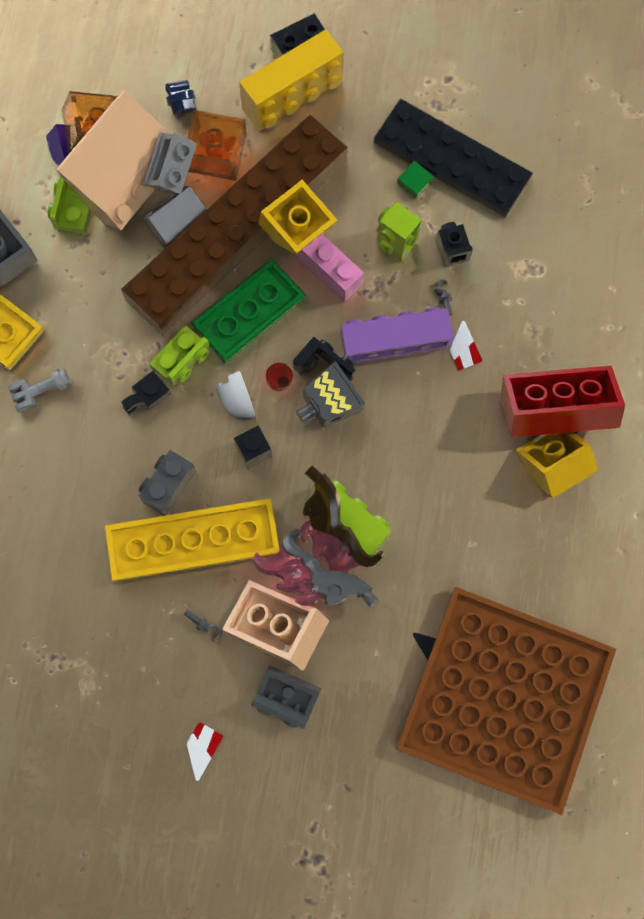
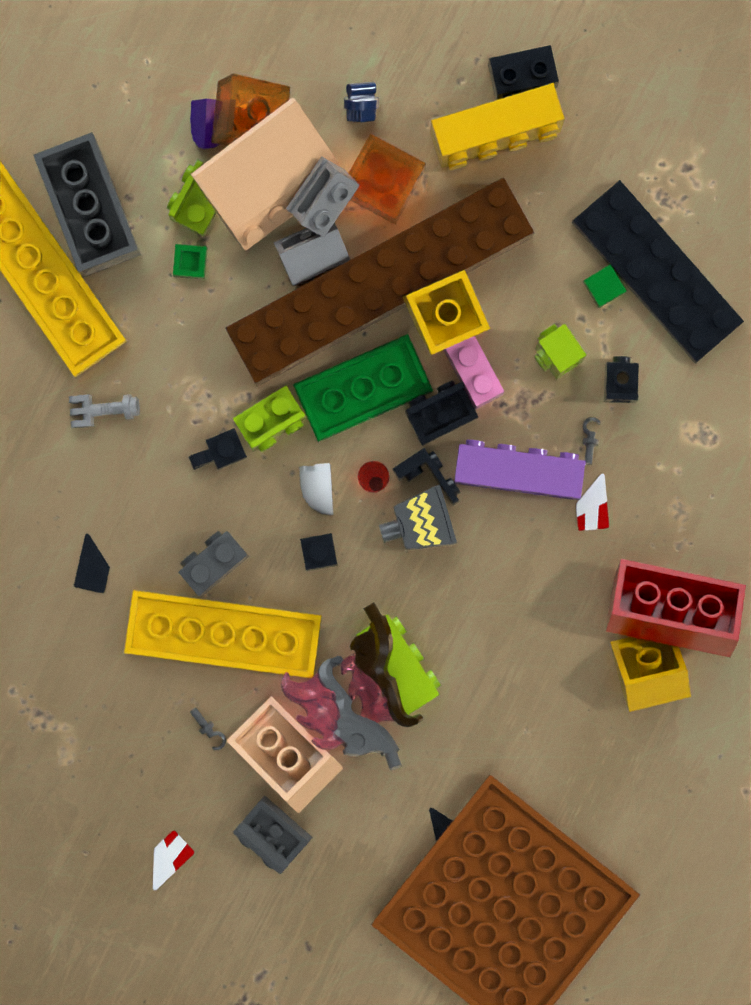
camera: 25 degrees right, 10 degrees up
(66, 520) = (92, 568): none -> black sticker
(79, 254) = (190, 261): none -> green tile
(317, 308) = (440, 413): none -> black bracket

